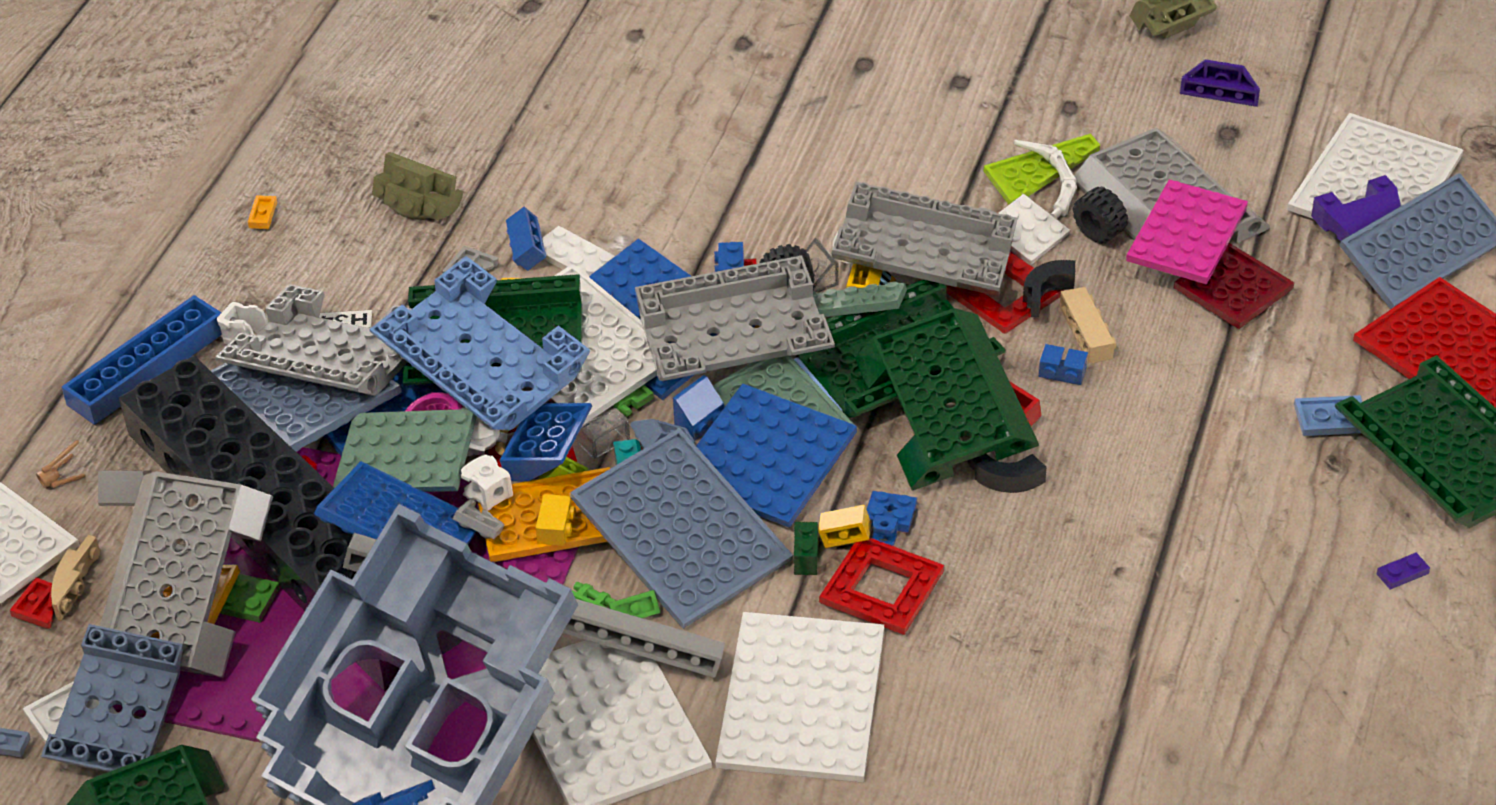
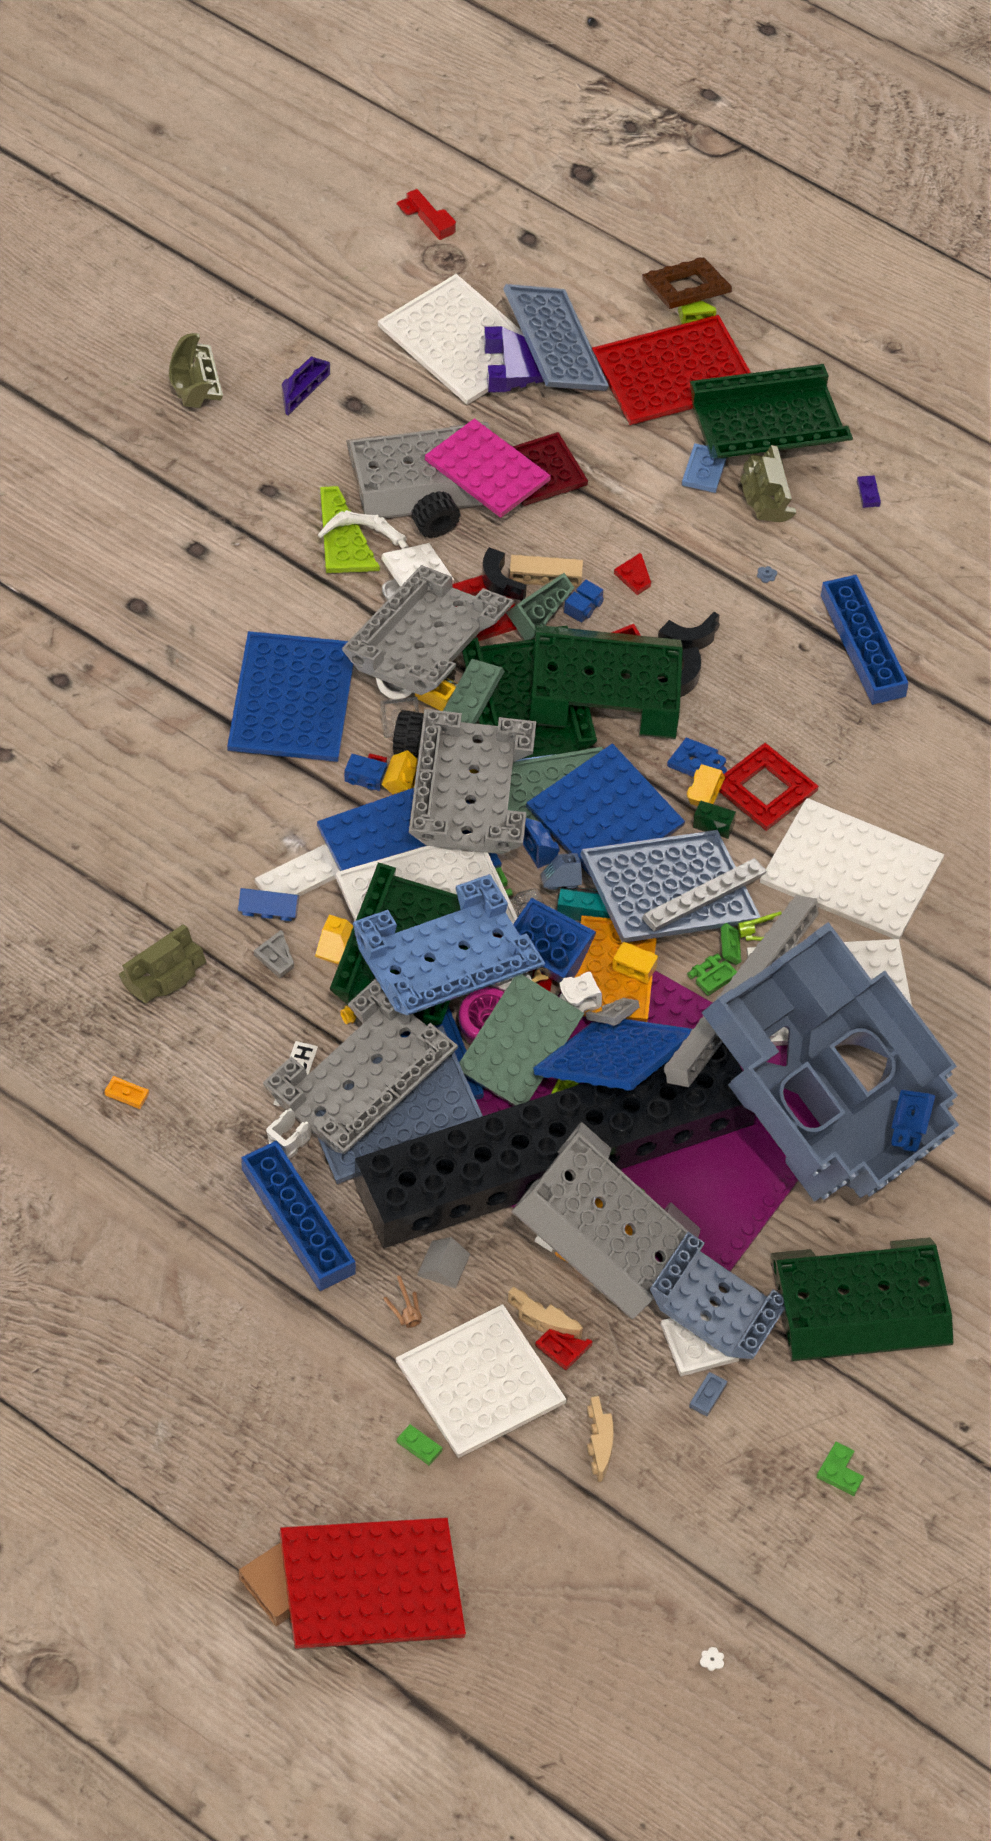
camera: 75 degrees left, 10 degrees up
(662, 615) = (747, 928): none -> lime plant
(681, 557) = (703, 895): none -> plate
(795, 187) = (291, 697): none -> blue plate
(1026, 326) = (540, 606): none -> sand green wedge
(1067, 468) = (692, 637): none -> black arch
(1134, 398) = (634, 574): none -> red wing
(1152, 615) = (864, 639): none -> blue brick
(1210, 511) = (766, 574): none -> sand blue plant
(1332, 461) = (766, 478): none -> olive piece

